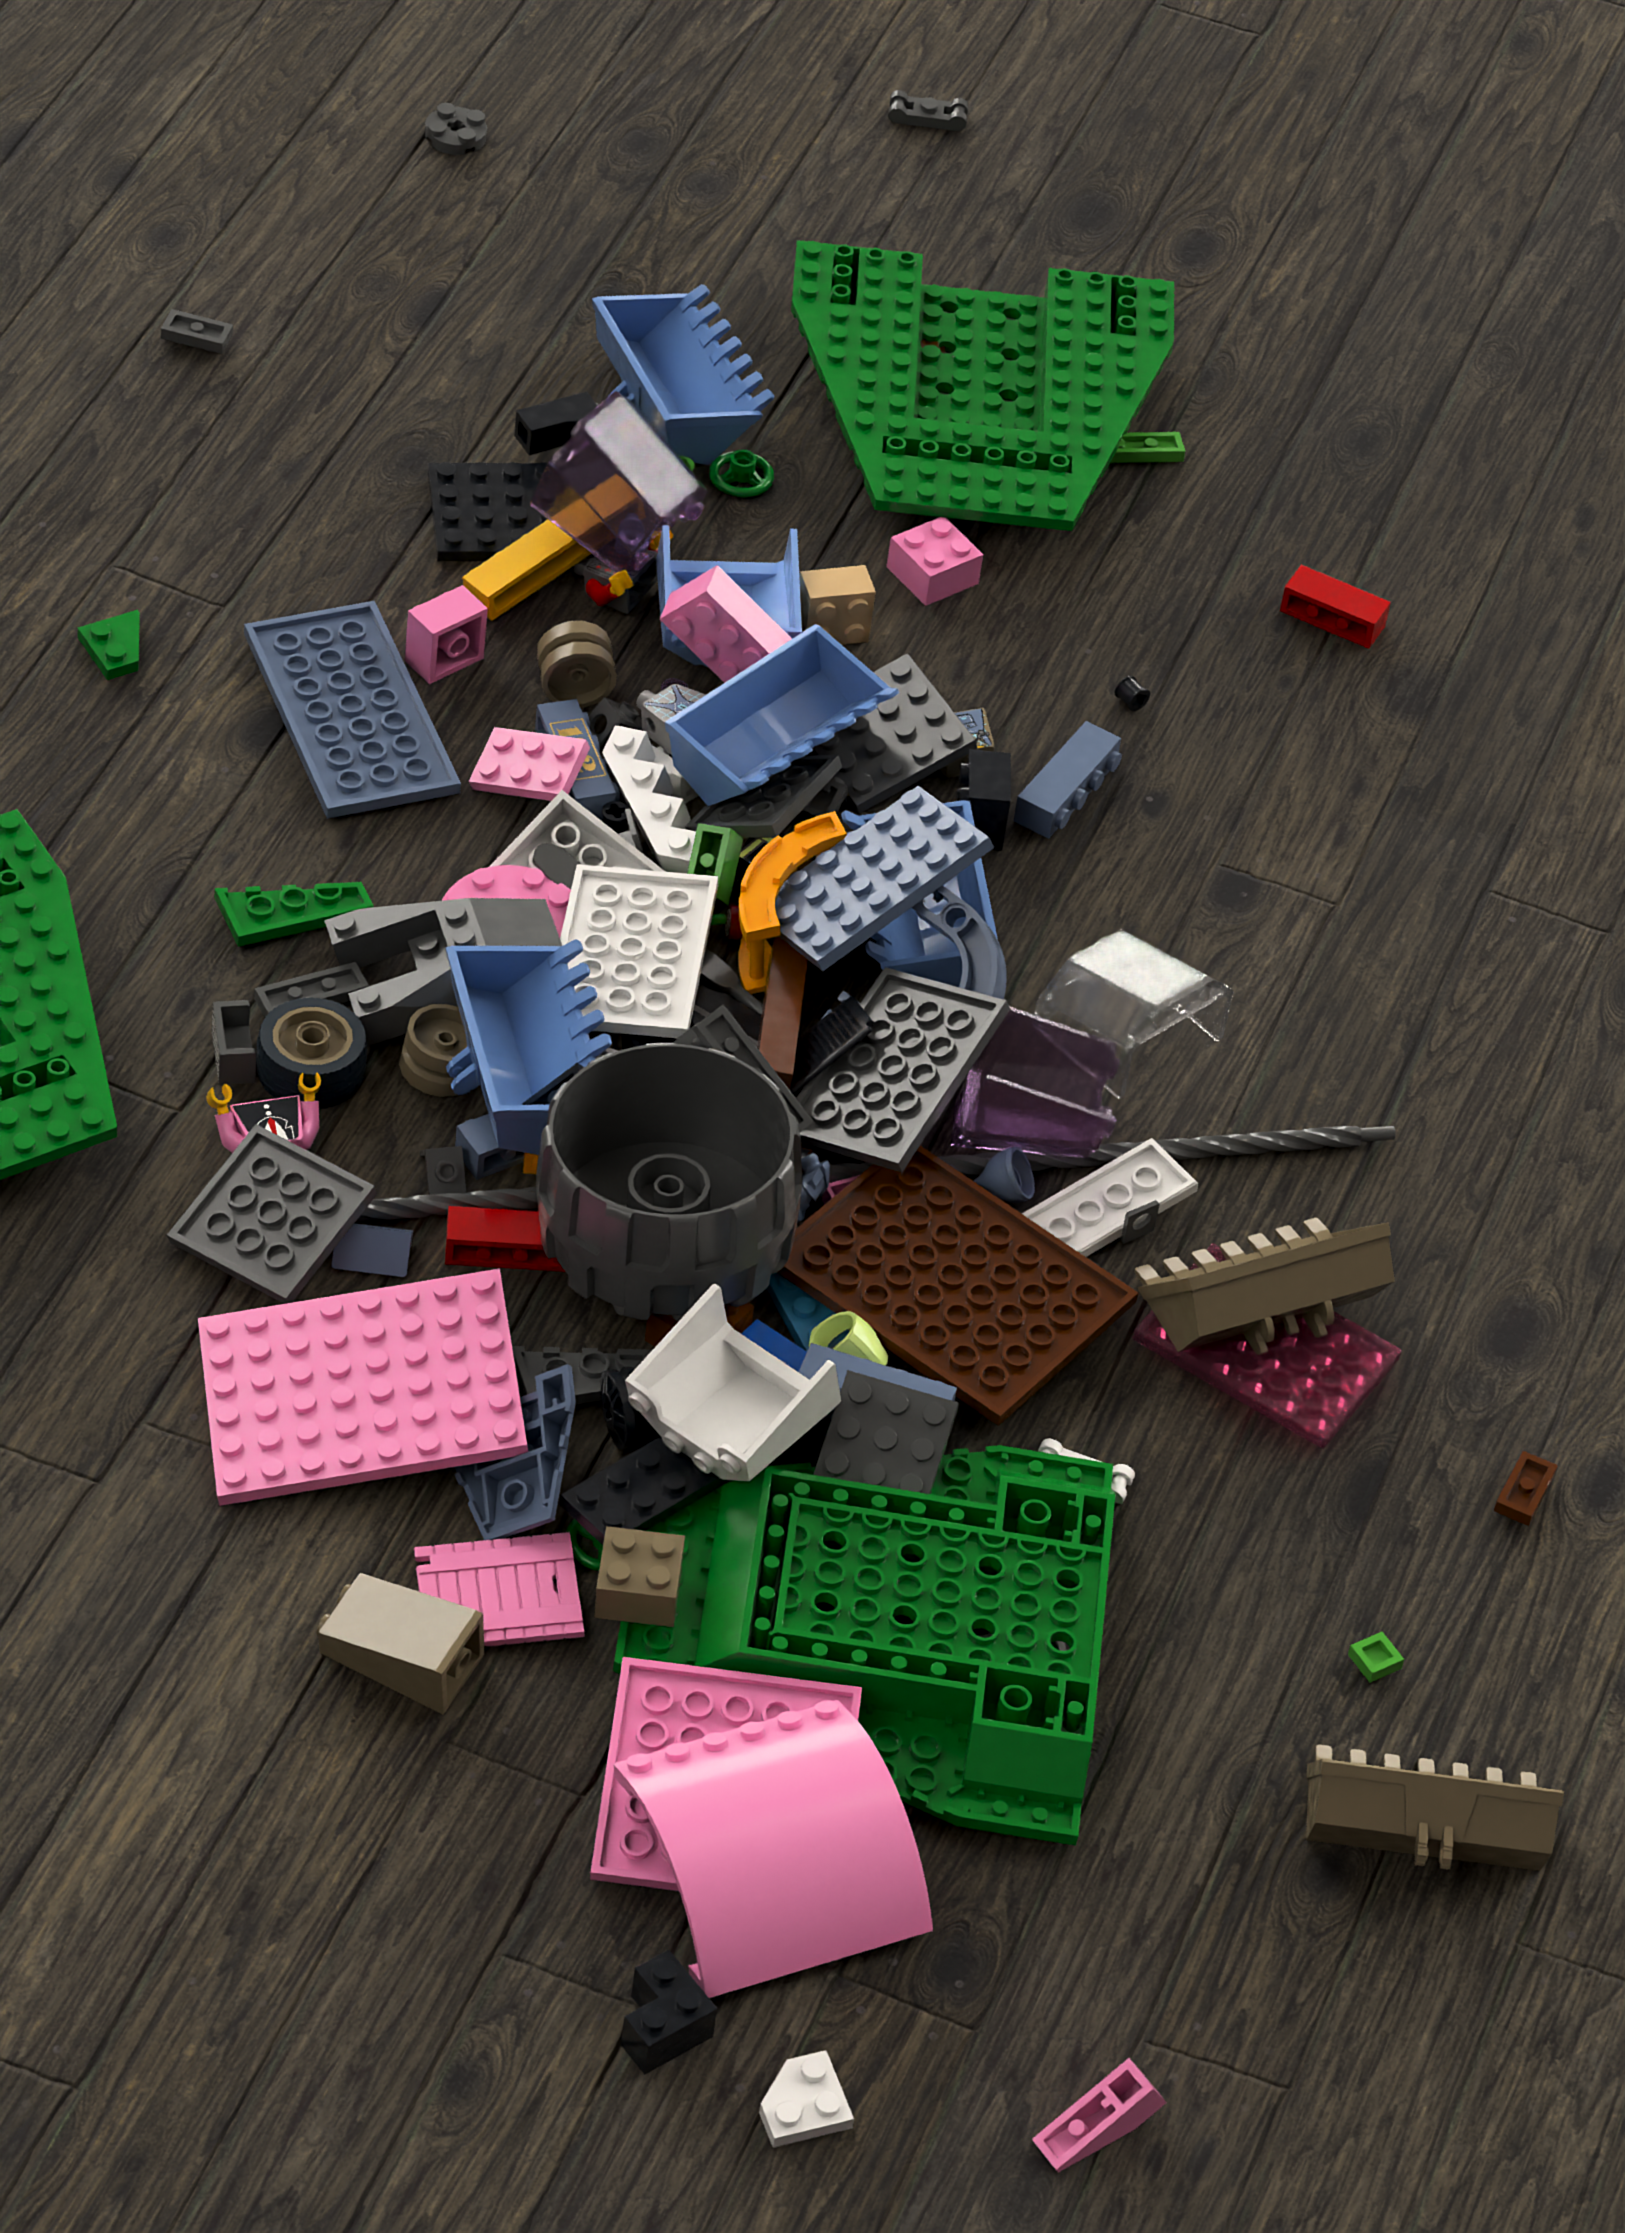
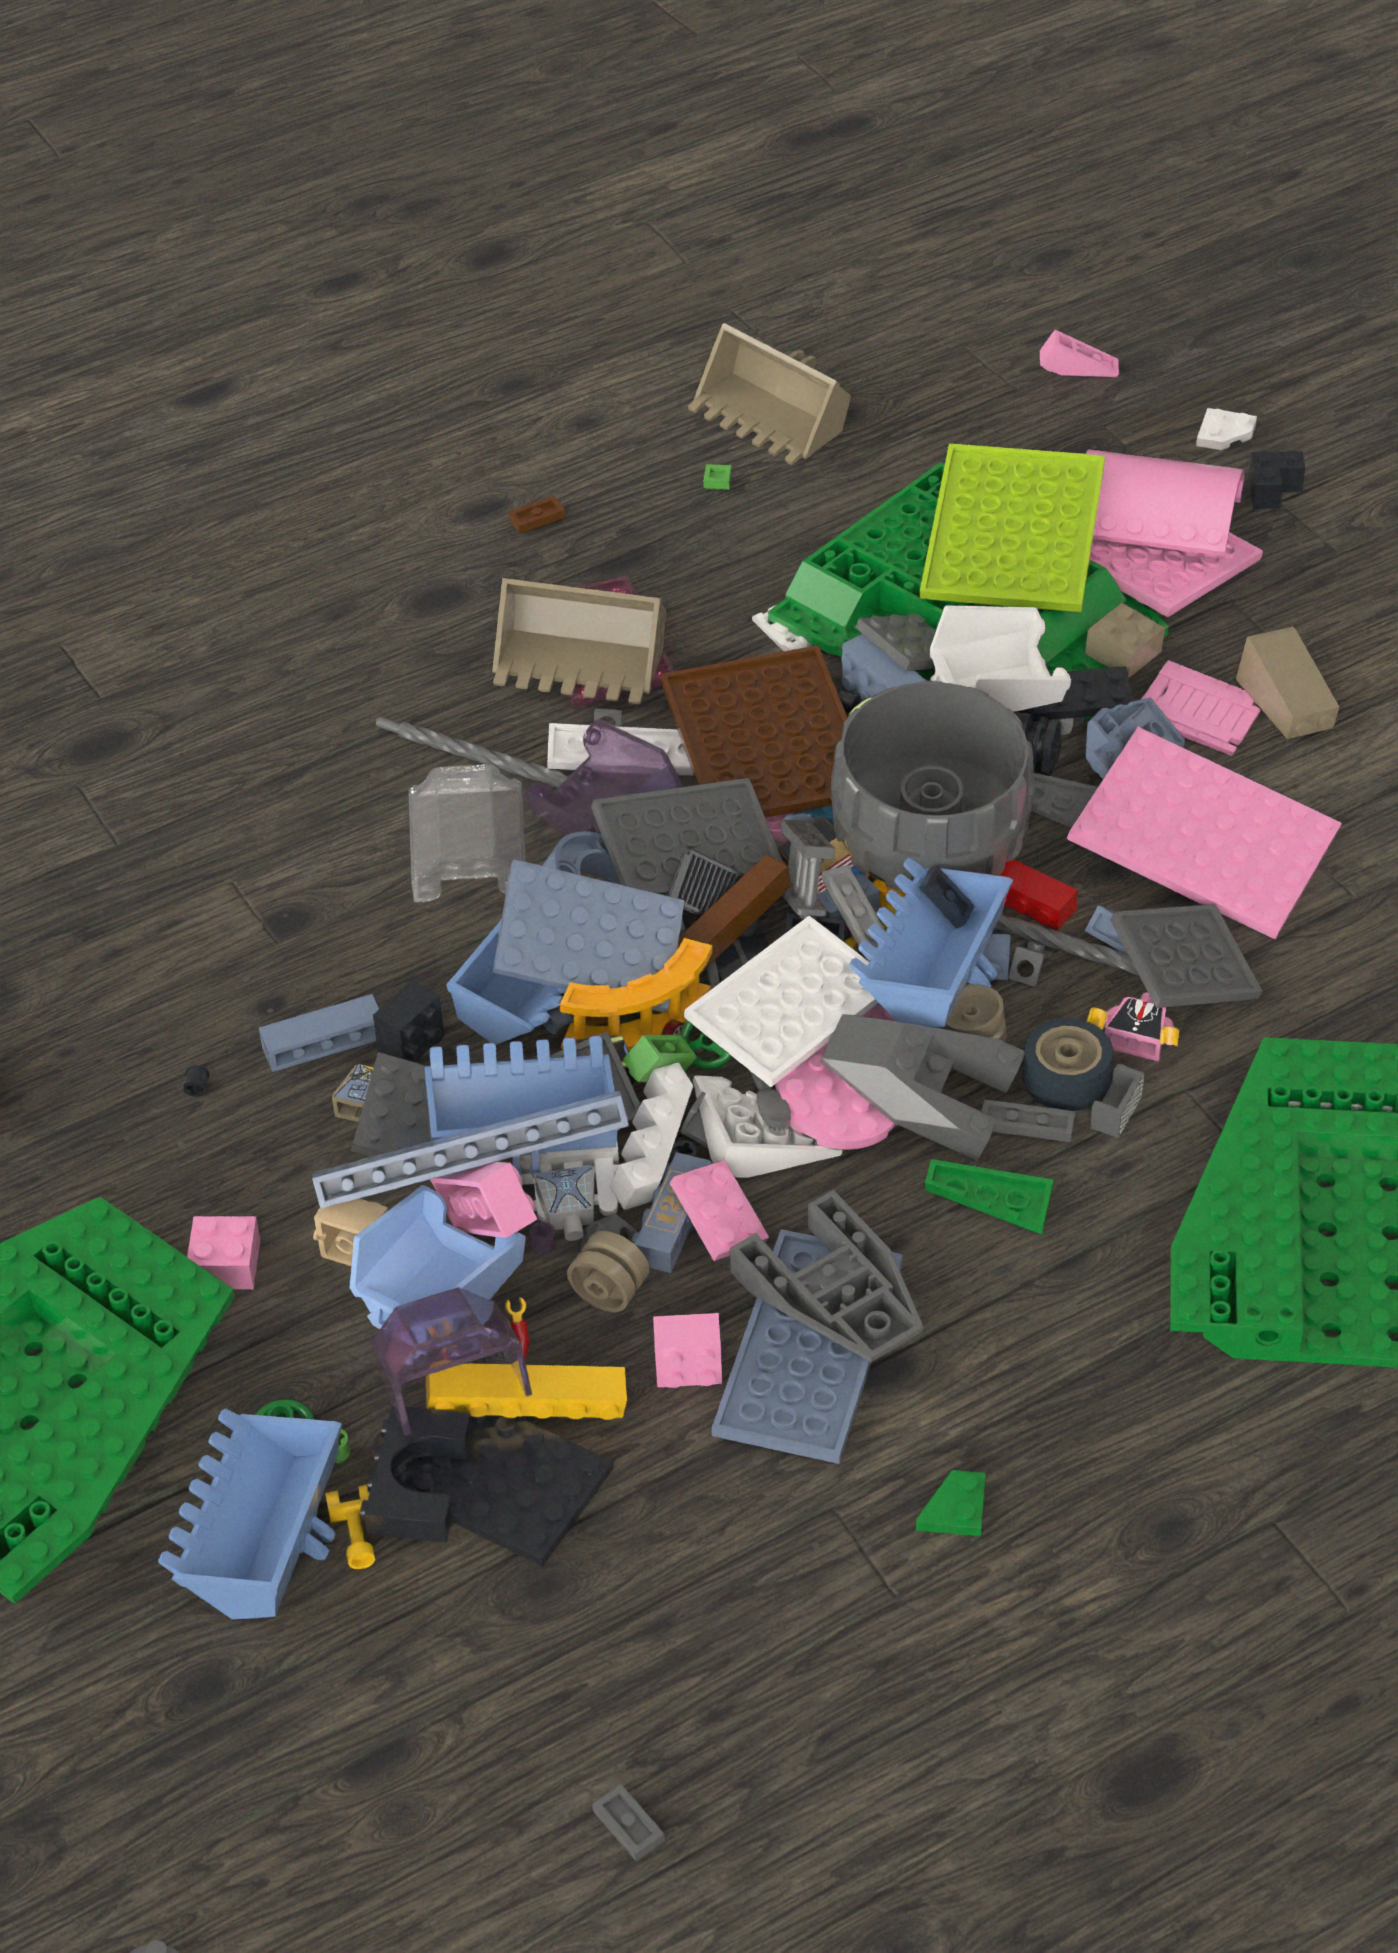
camera: 135 degrees left, 0 degrees up
(341, 703) = (846, 1295): none -> dark grey wedge
(764, 623) = (469, 1149): none -> sand blue brick
(891, 1625) = (1013, 527): none -> lime plate

